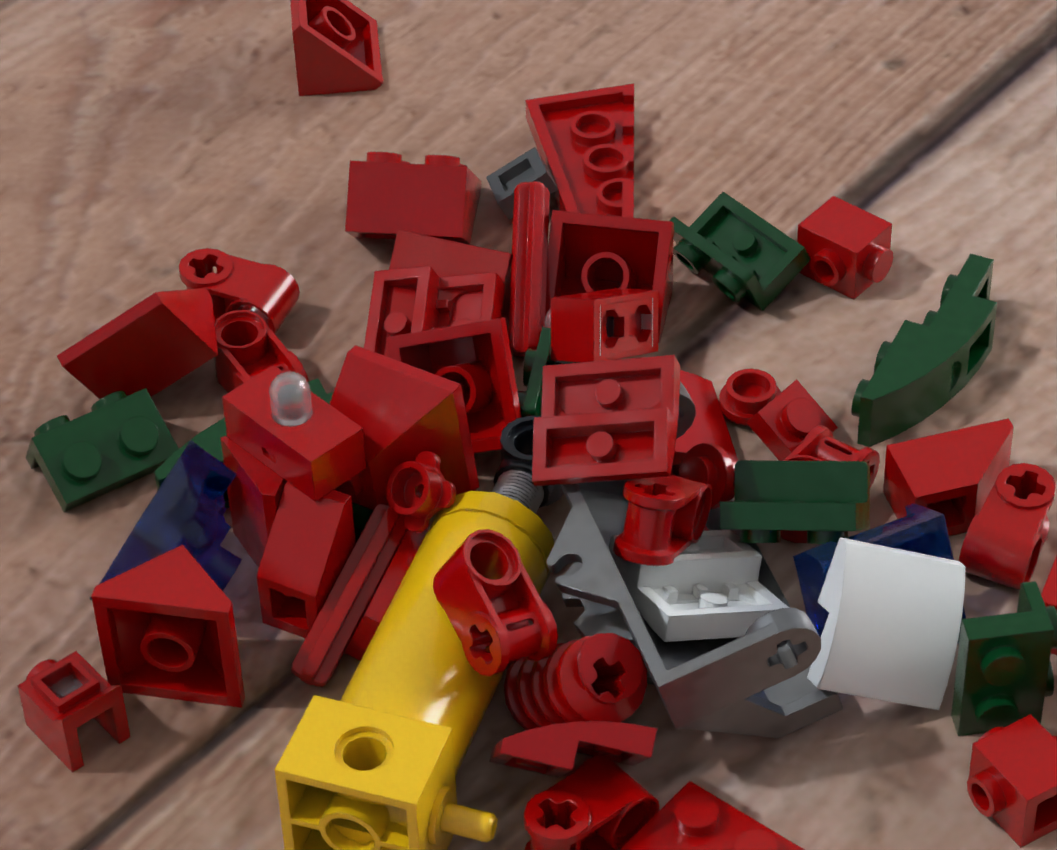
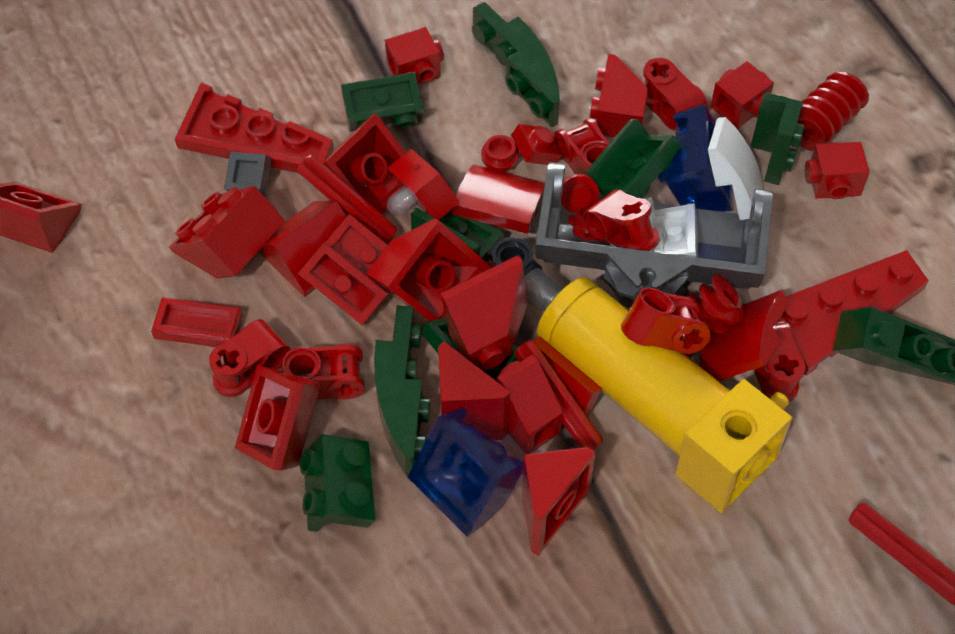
camera: 65 degrees left, 15 degrees up
(64, 697) = (562, 576): red window -> none
(270, 236) = (196, 322): none -> red tile
(294, 432) = (478, 357): red piece -> none
(406, 488) = (545, 330): red plate -> none
(607, 421) = (569, 207): red slope -> none

